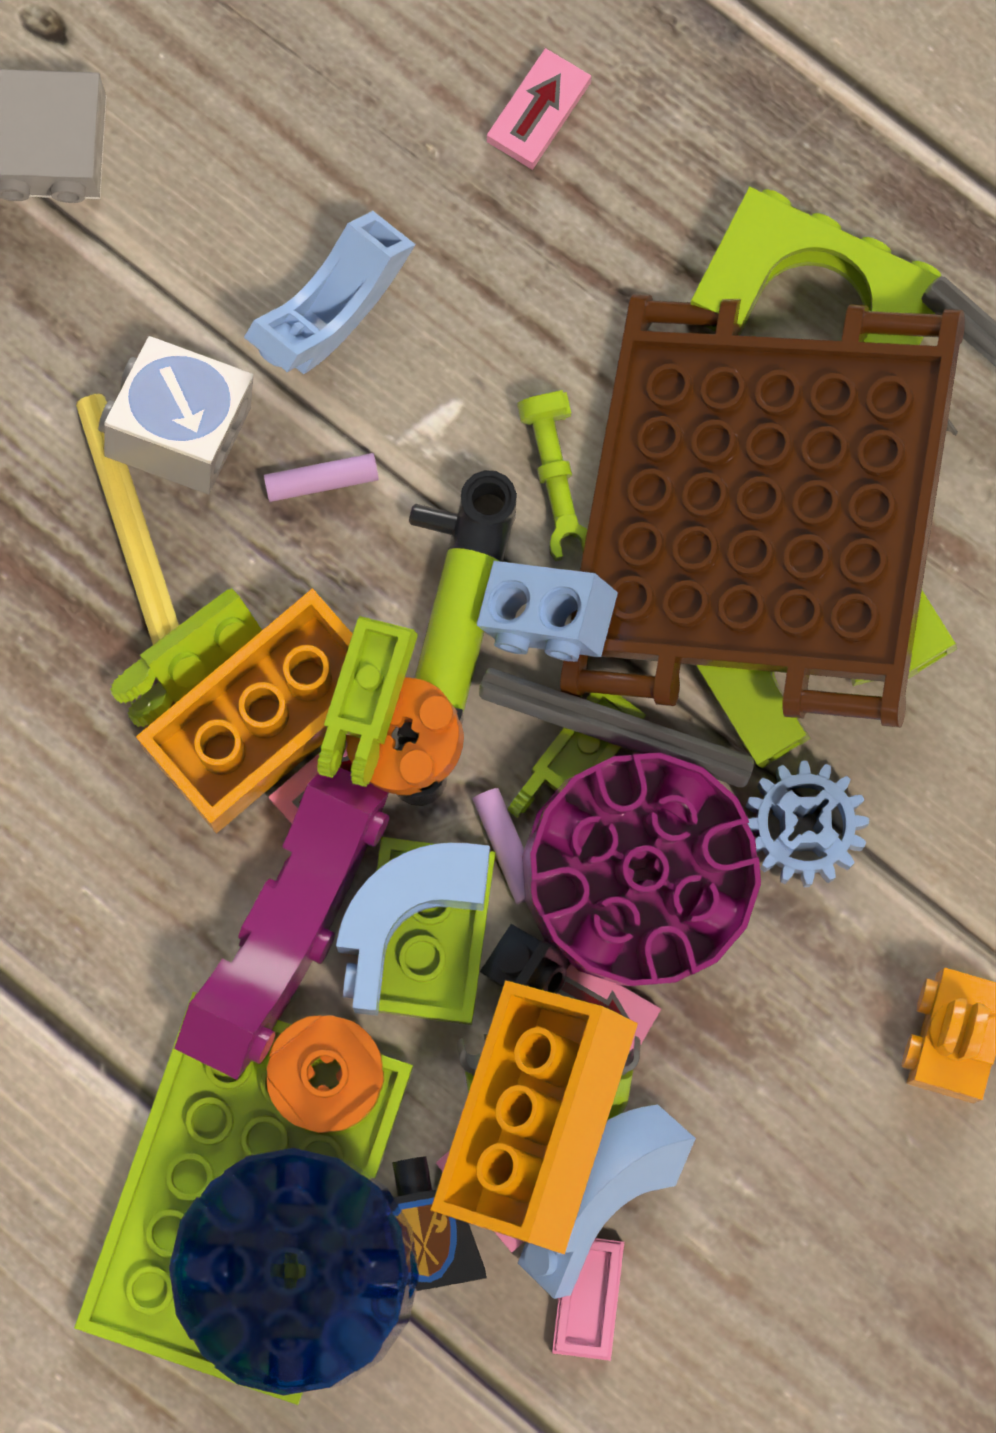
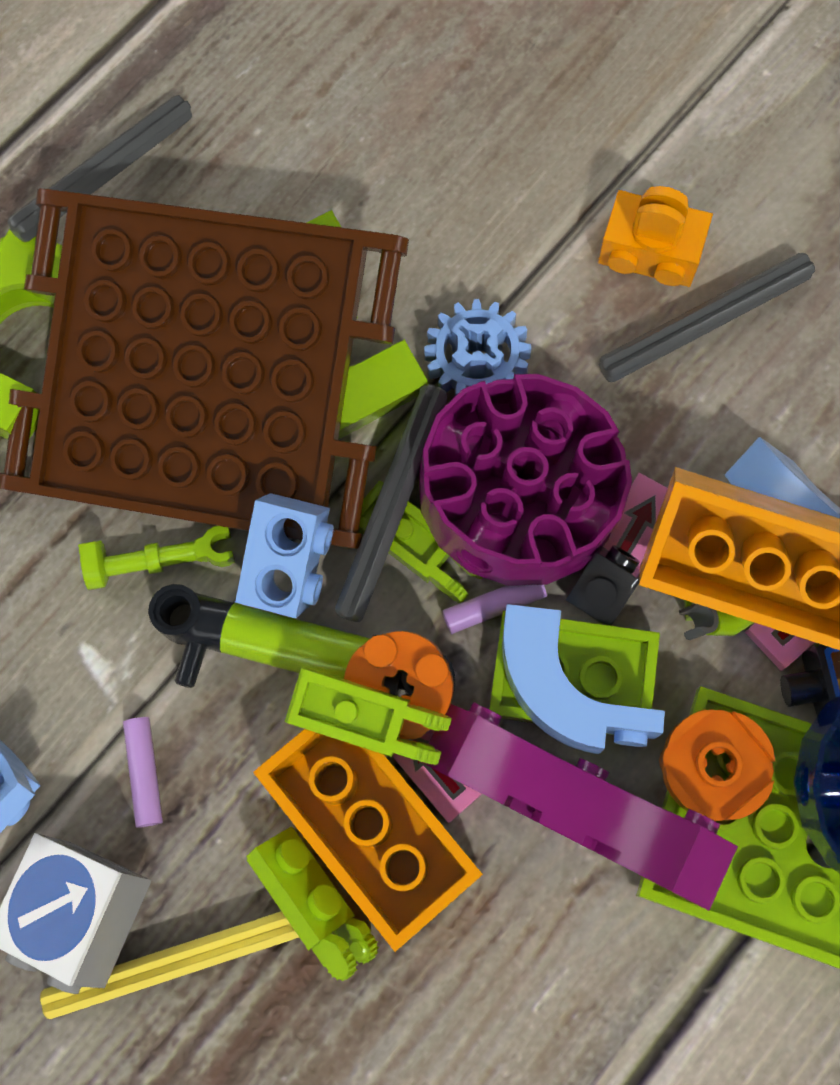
camera: 80 degrees left, 5 degrees down
(862, 1099) = (706, 317): none -> dark grey axle

